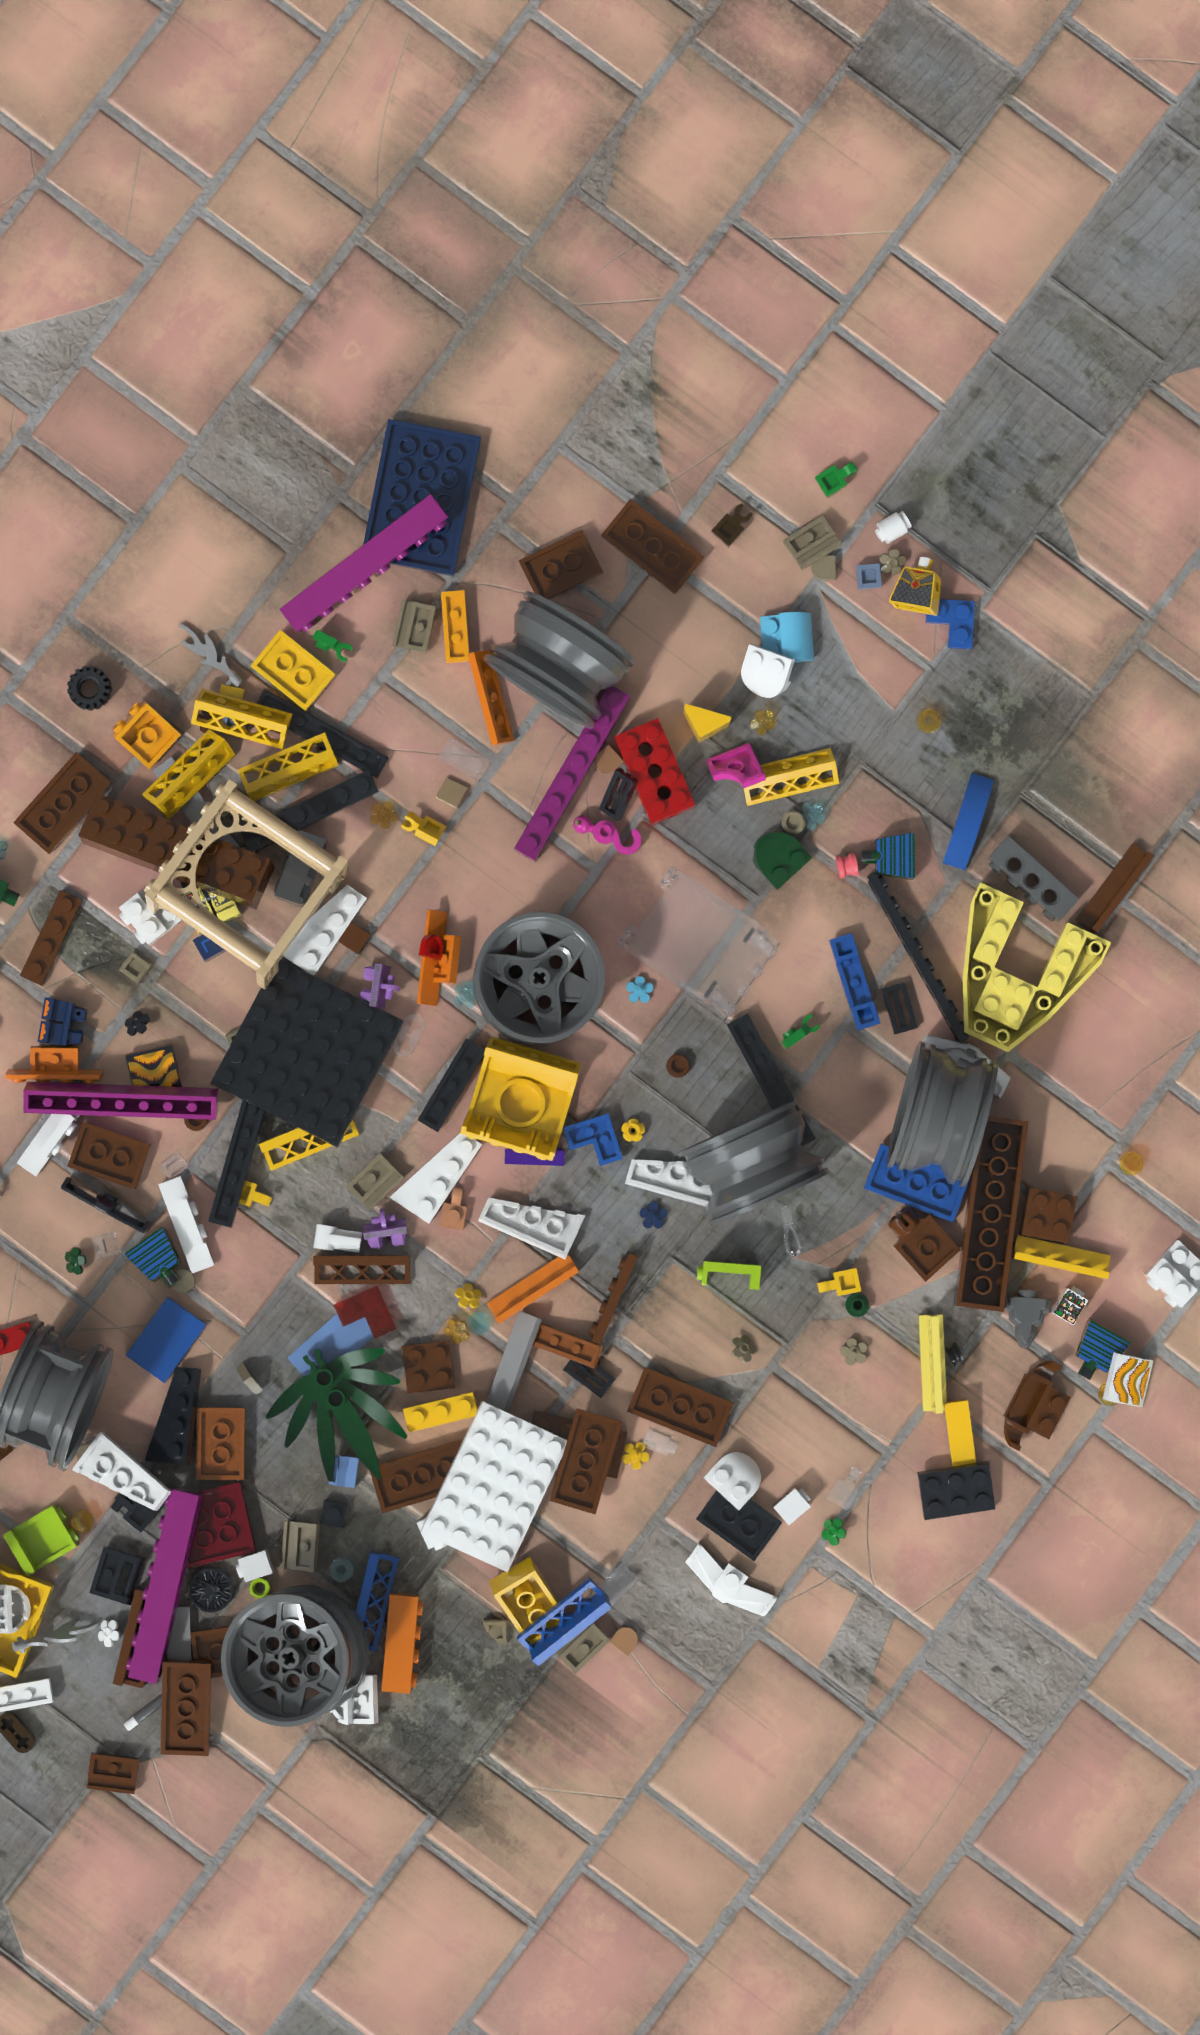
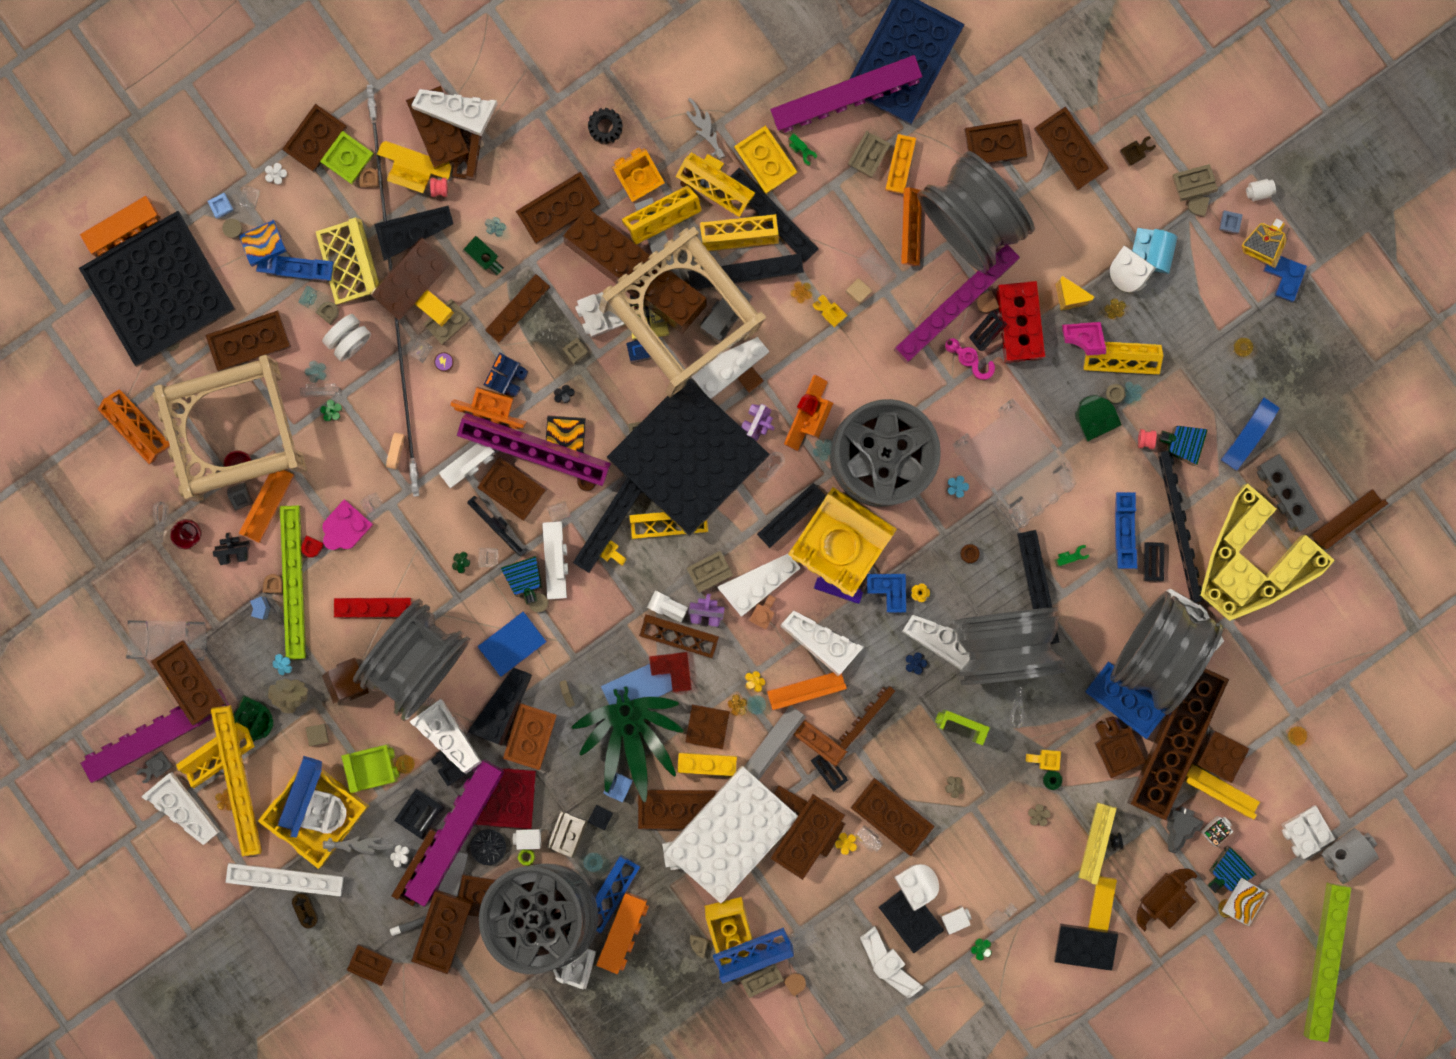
camera: 15 degrees right, 0 degrees up
(833, 479) = (1226, 139): green plate -> none
(892, 562) = (1251, 216): dark tan plant -> none

